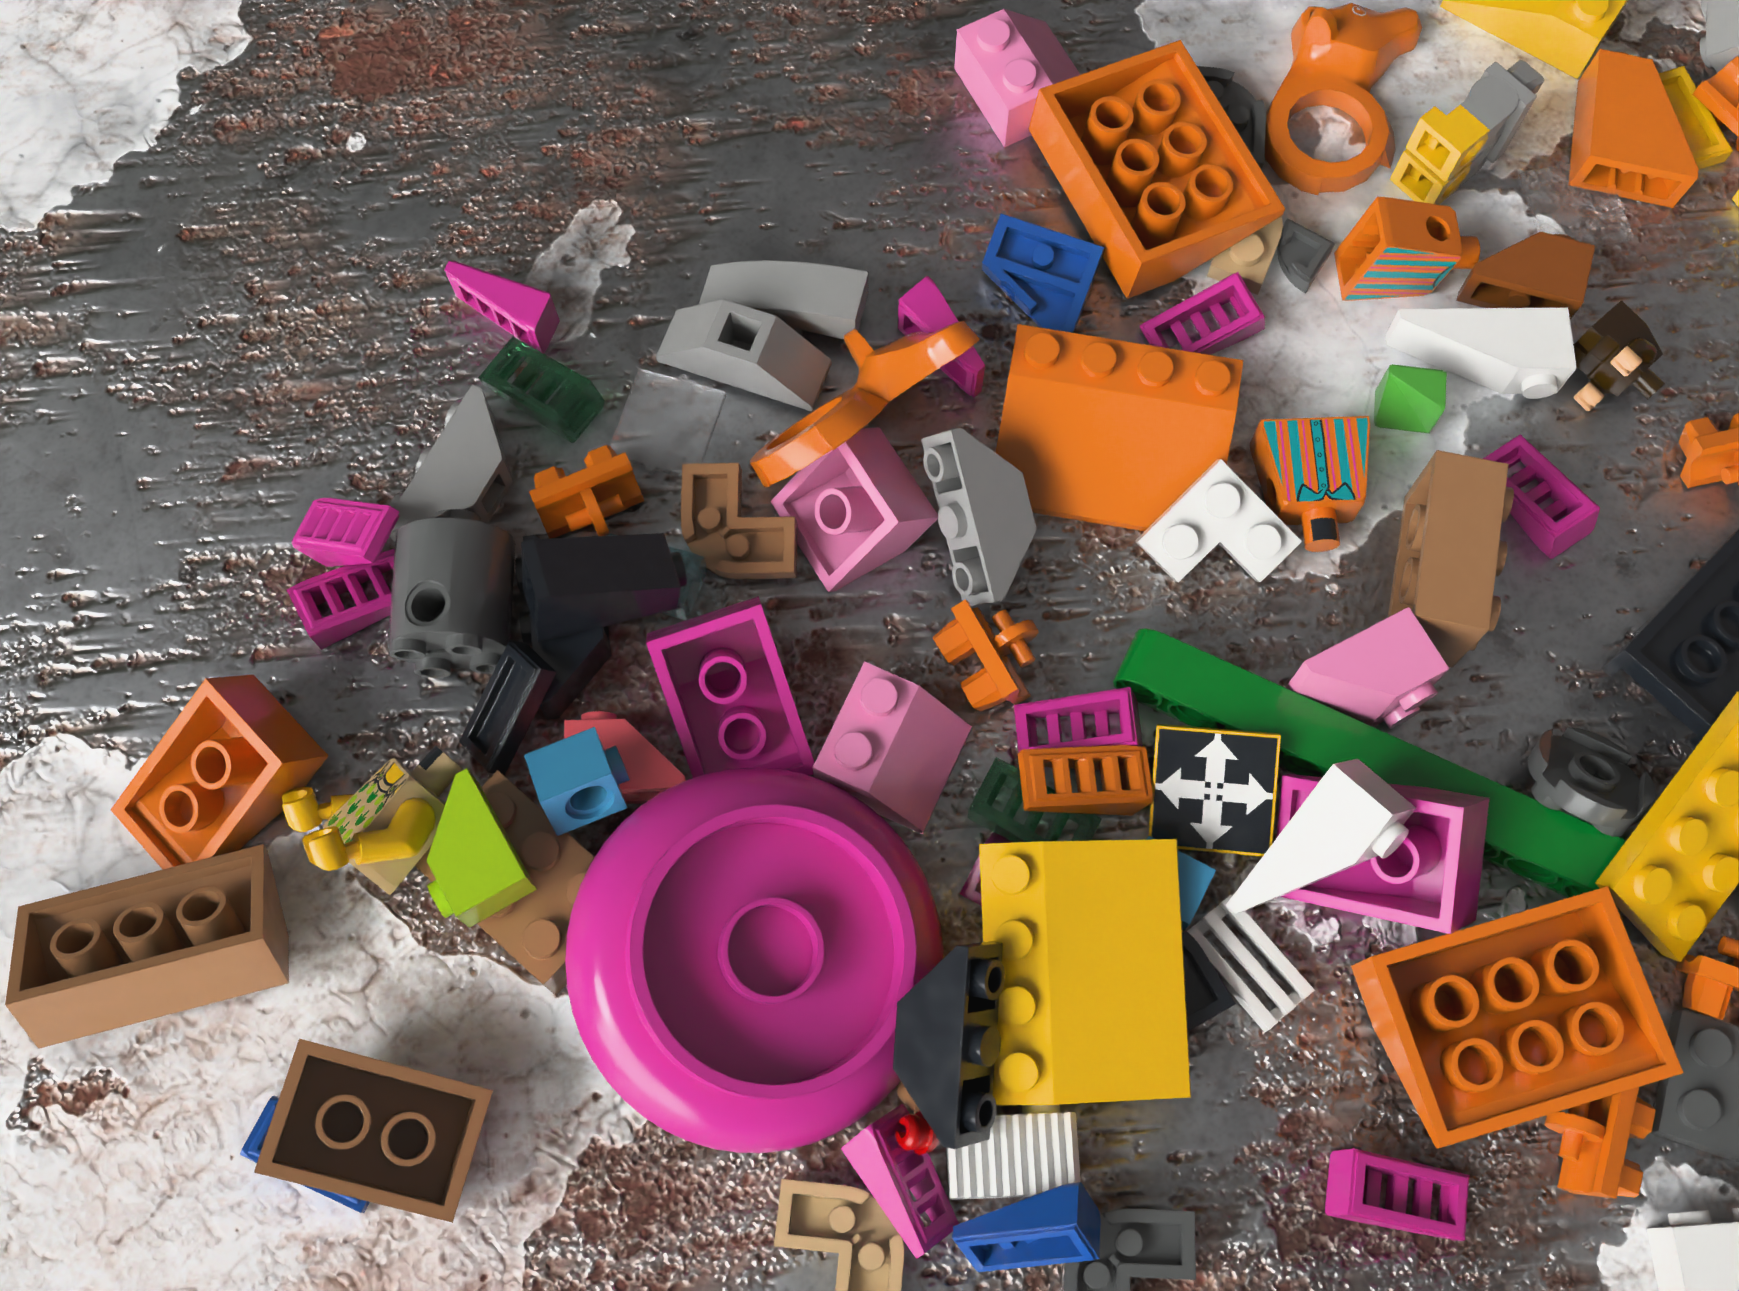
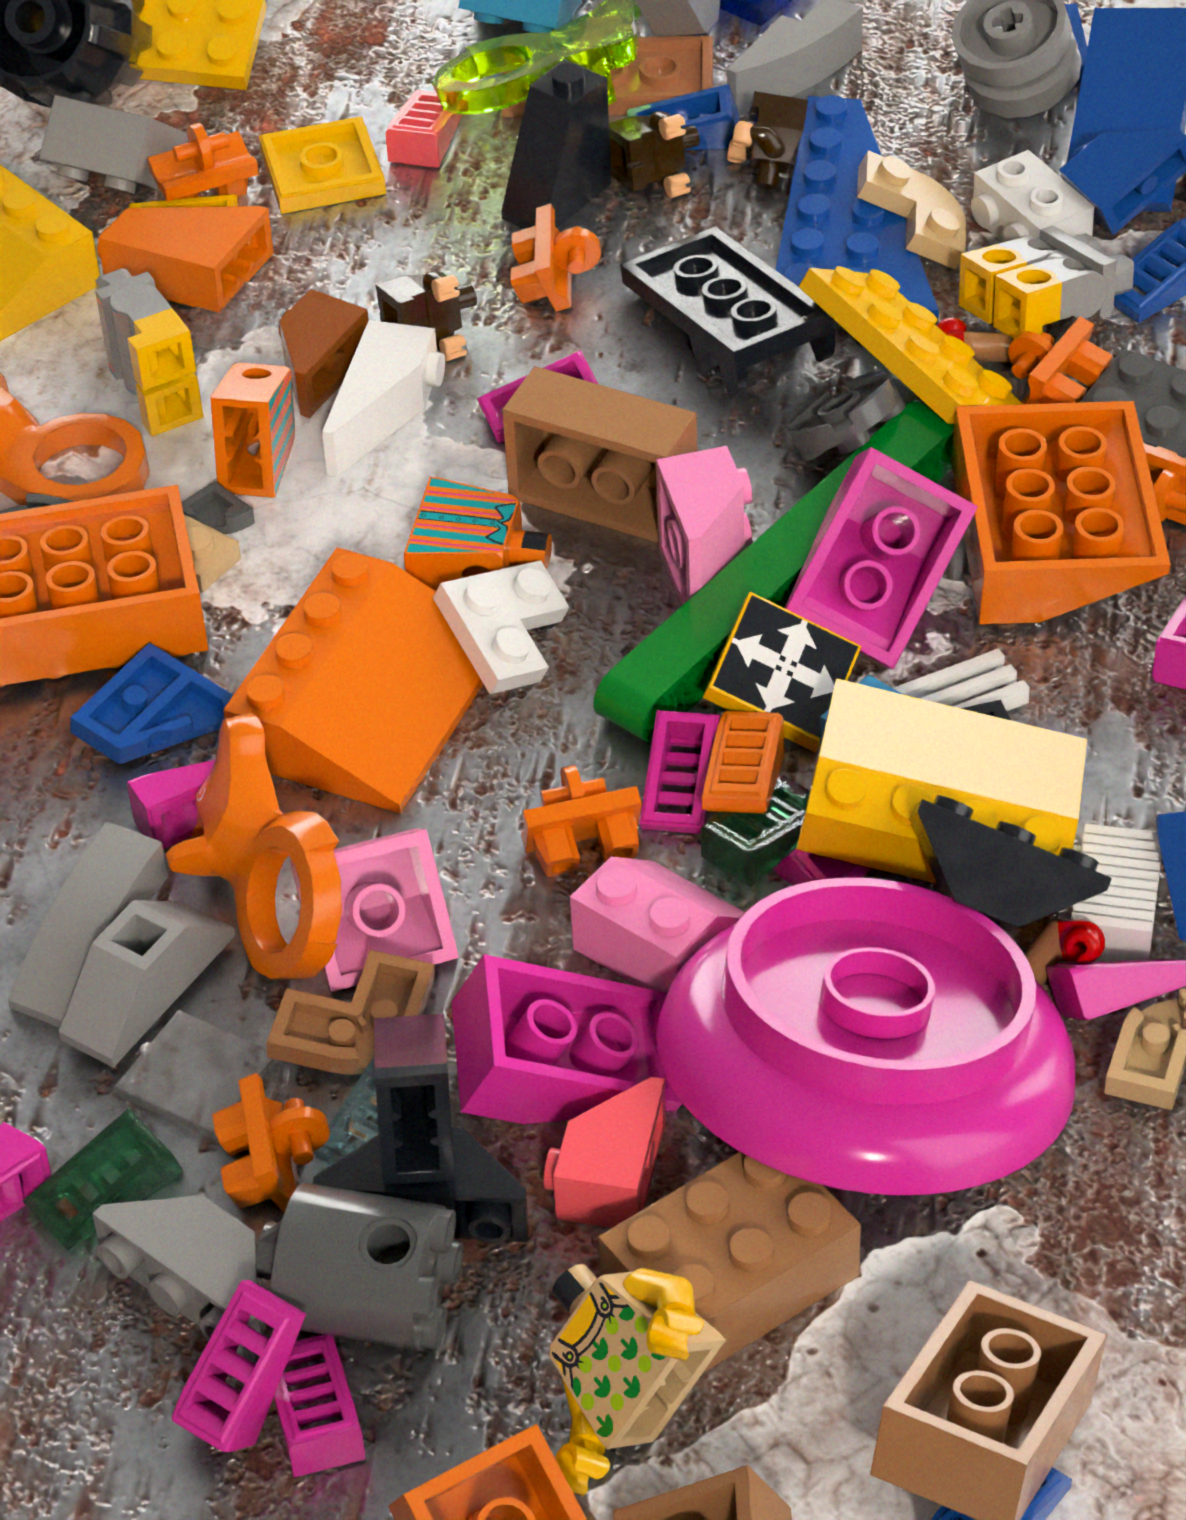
camera: 75 degrees left, 25 degrees down
(474, 857) = (703, 1229): lime slope -> none
(507, 707) = (514, 1235): black tile -> none
(577, 780) = (641, 1142): dark azure brick -> none
(980, 513) = (430, 789): light grey slope -> none
(1211, 299) = (257, 559): dark pink slope -> none
(1339, 825) = (864, 565): white slope -> none
(1410, 398) = (411, 457): bright green slope -> none

